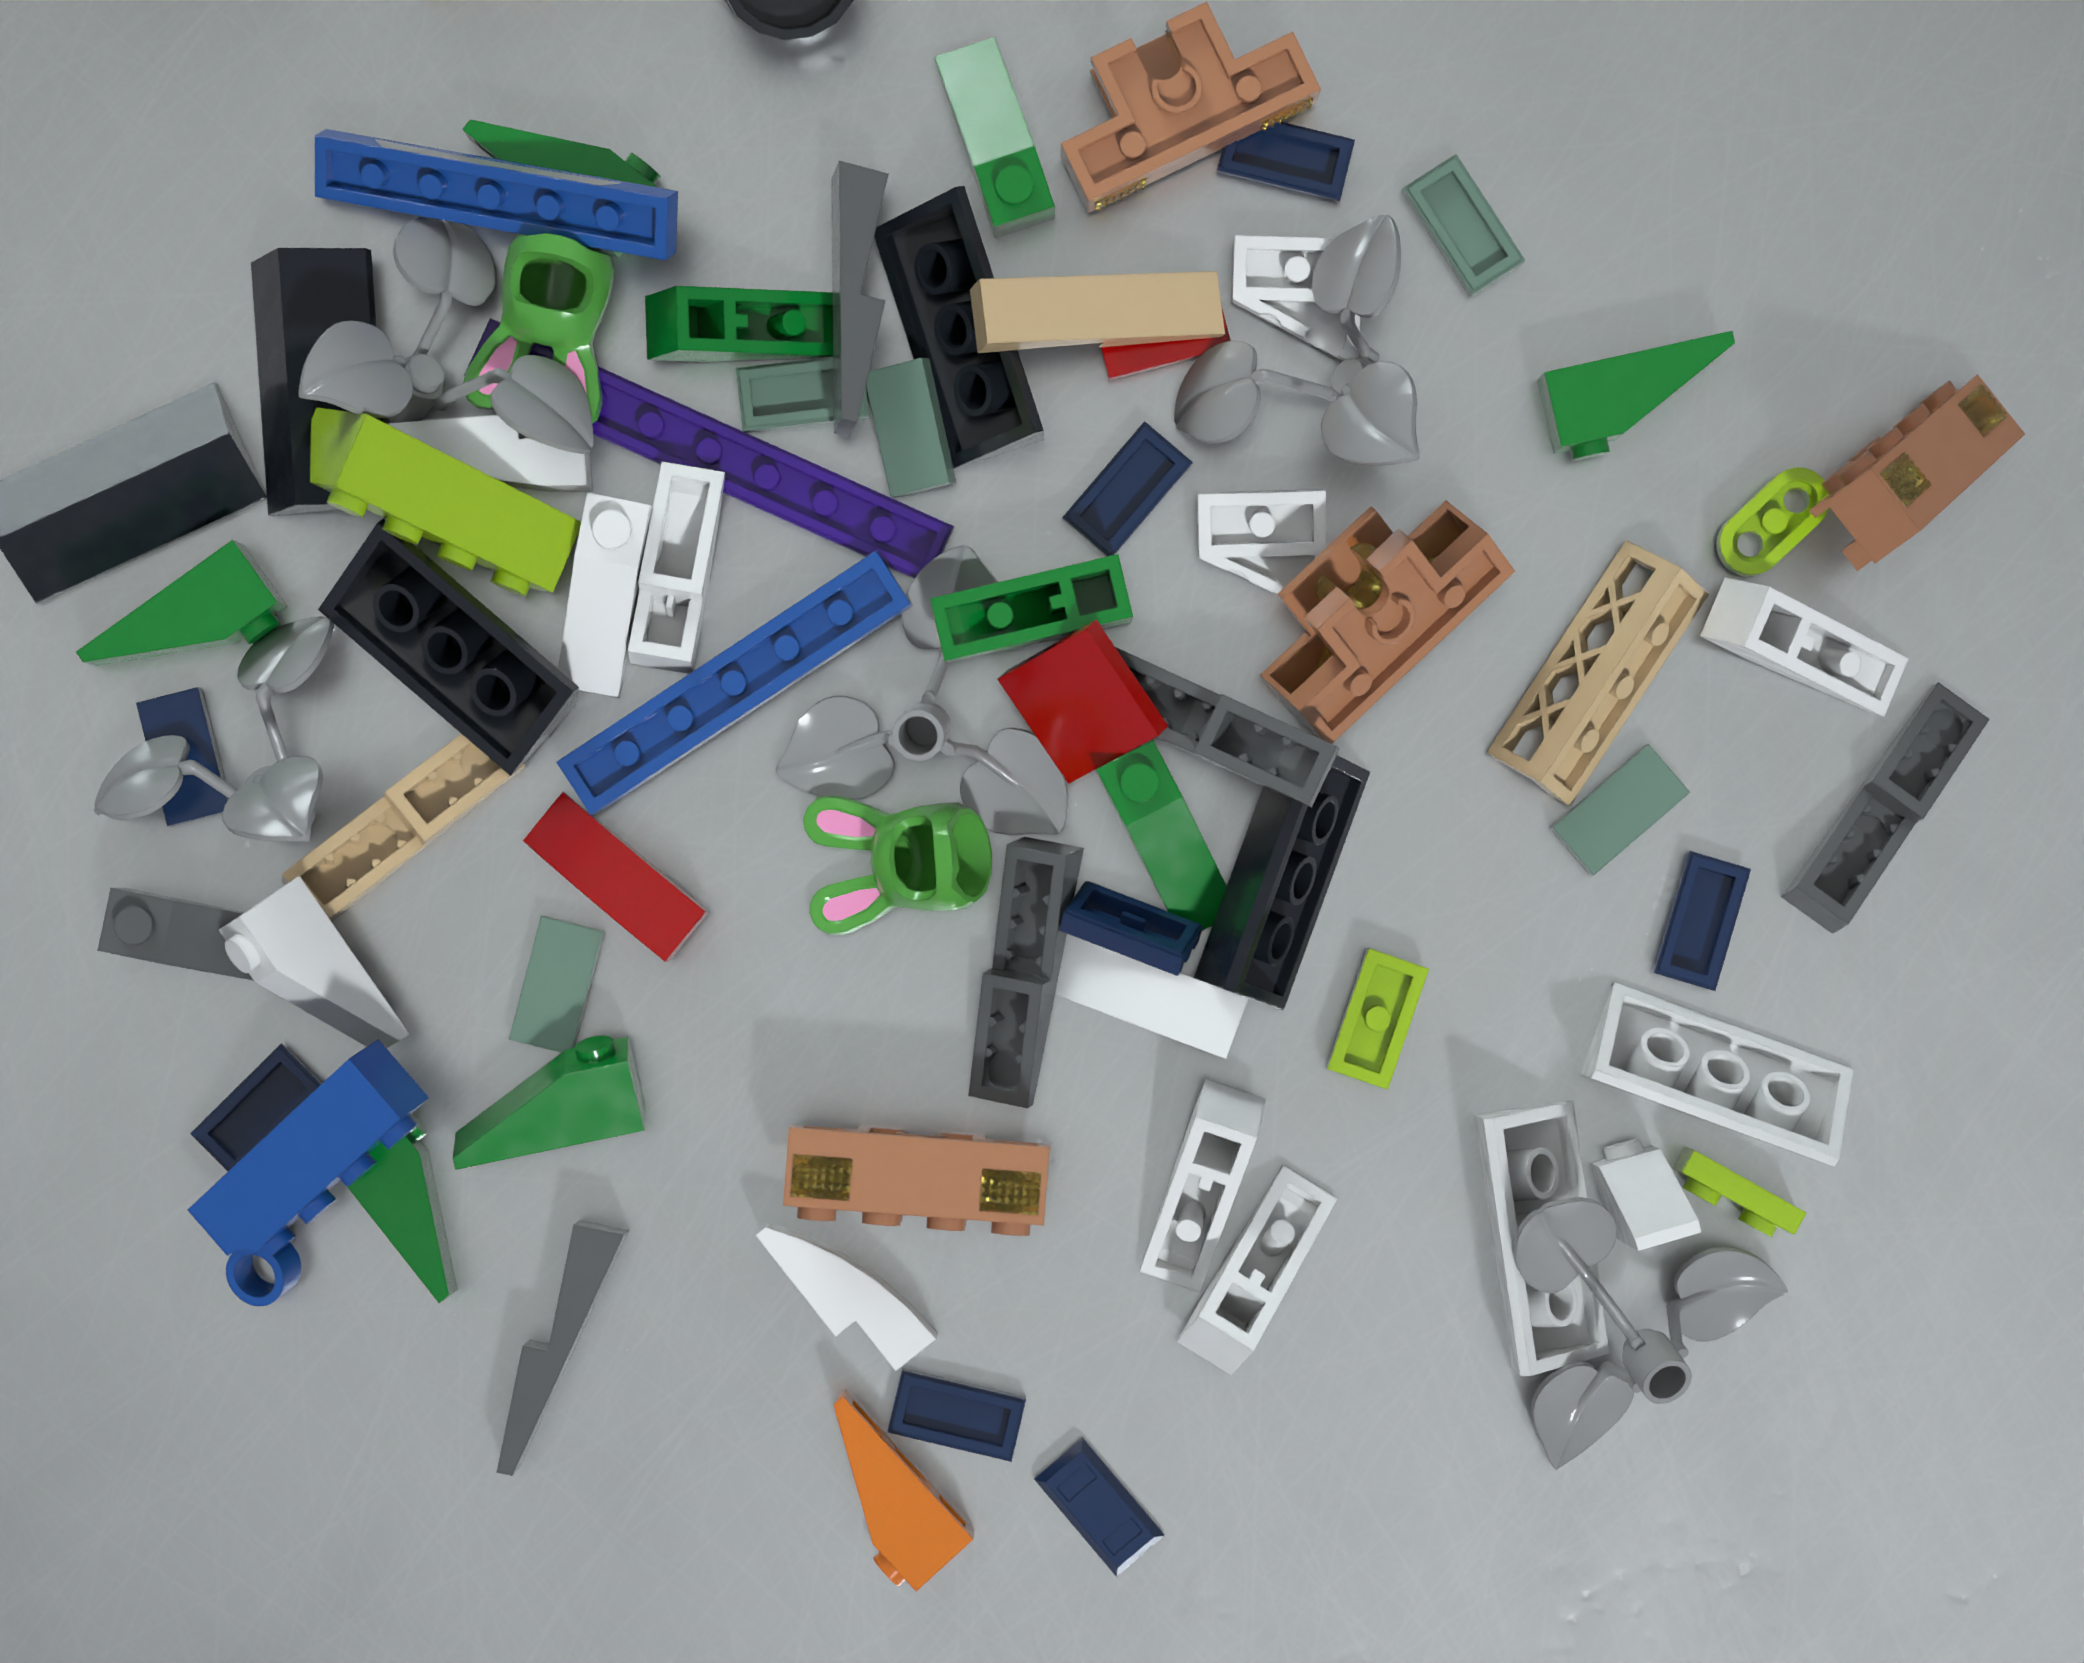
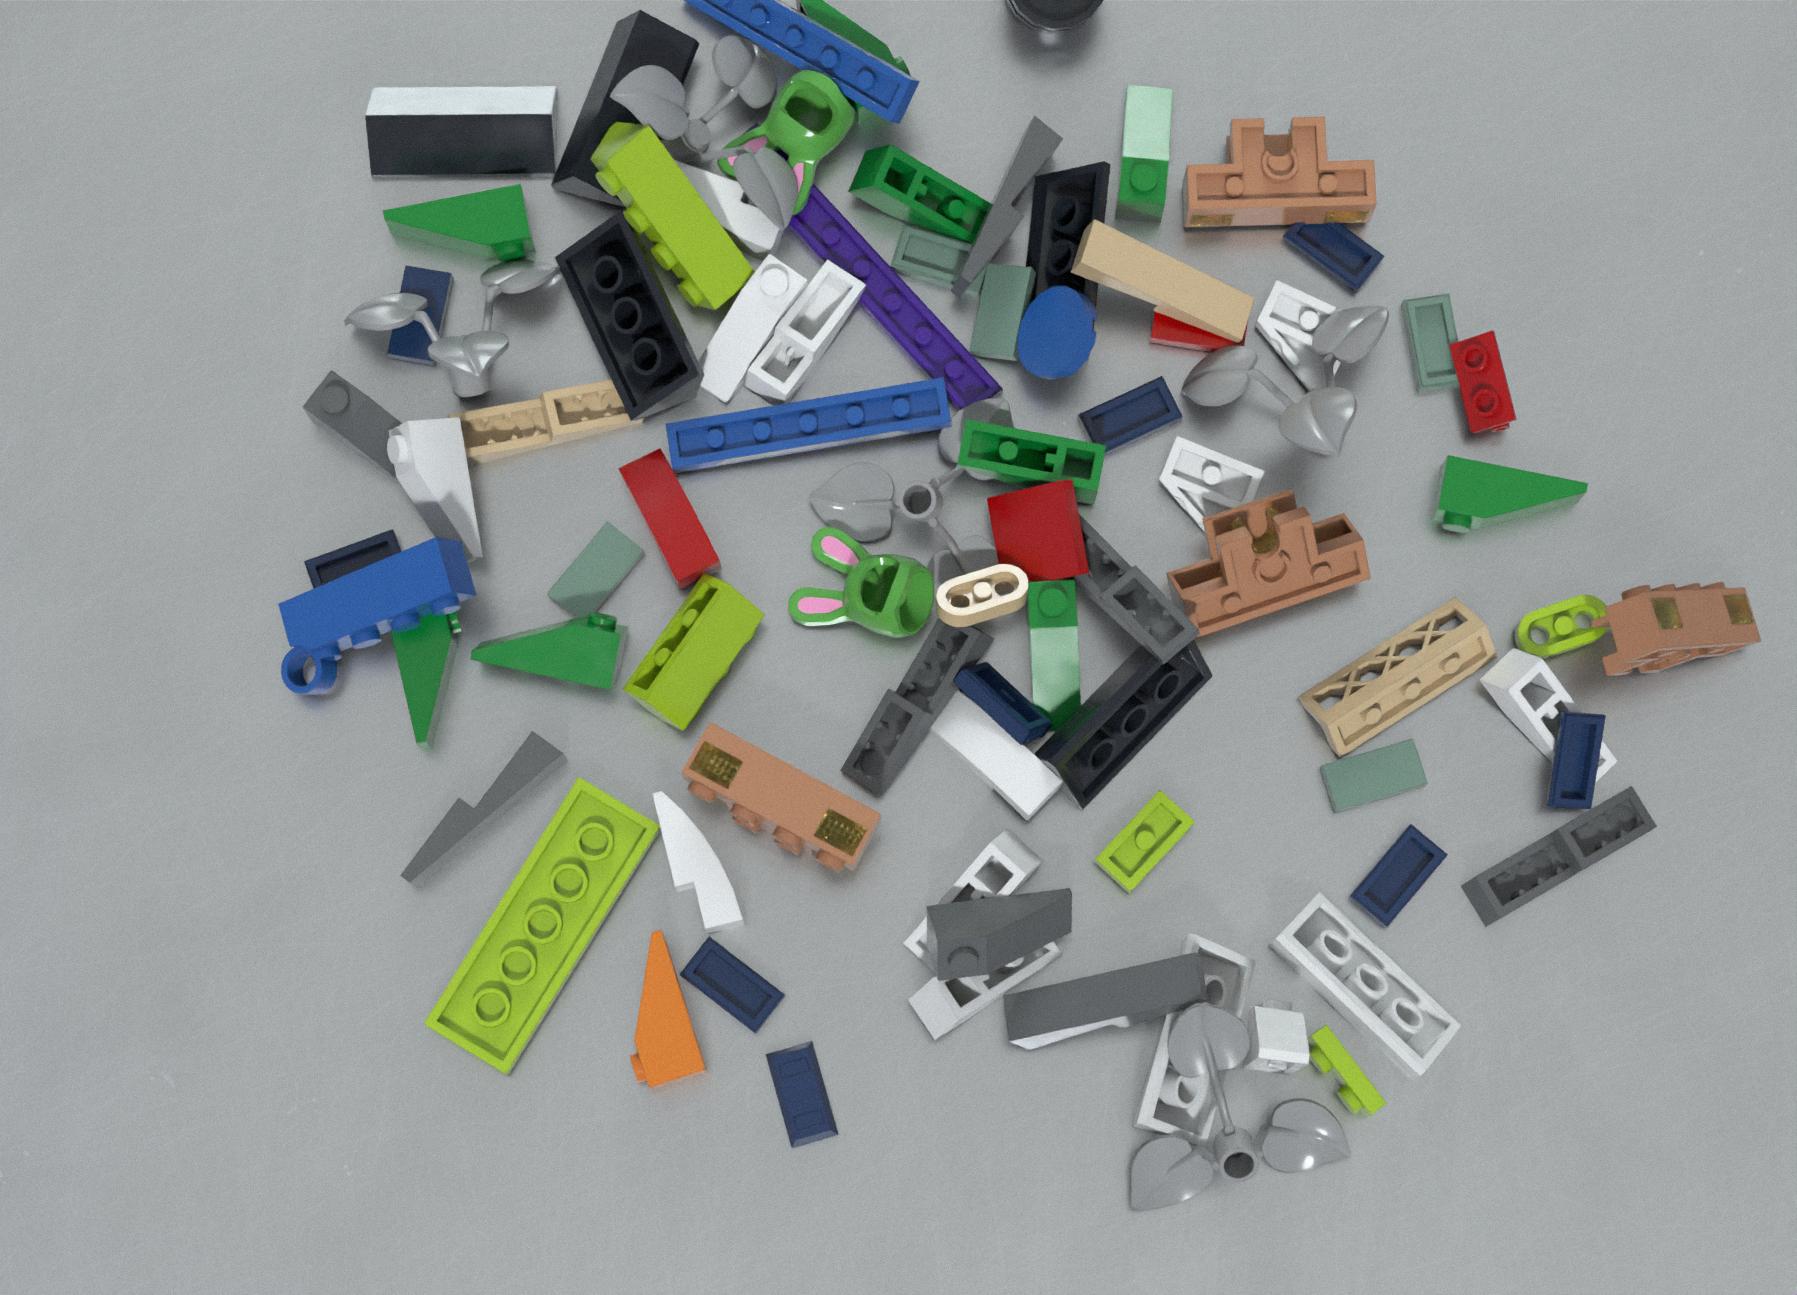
camera: 25 degrees right, 10 degrees down
(695, 1448) = (542, 926): none -> lime plate
(724, 1036) = (694, 651): none -> lime brick
(993, 435) = (1057, 333): none -> blue tile
(1042, 809) = (980, 596): none -> tan plate
(1245, 1224) = (992, 932): none -> dark grey slope
(1417, 1242) = (1104, 999): none -> dark grey slope
(1547, 254) = (1483, 383): none -> red hinge
(1859, 687) = (1575, 760): none -> dark blue tile

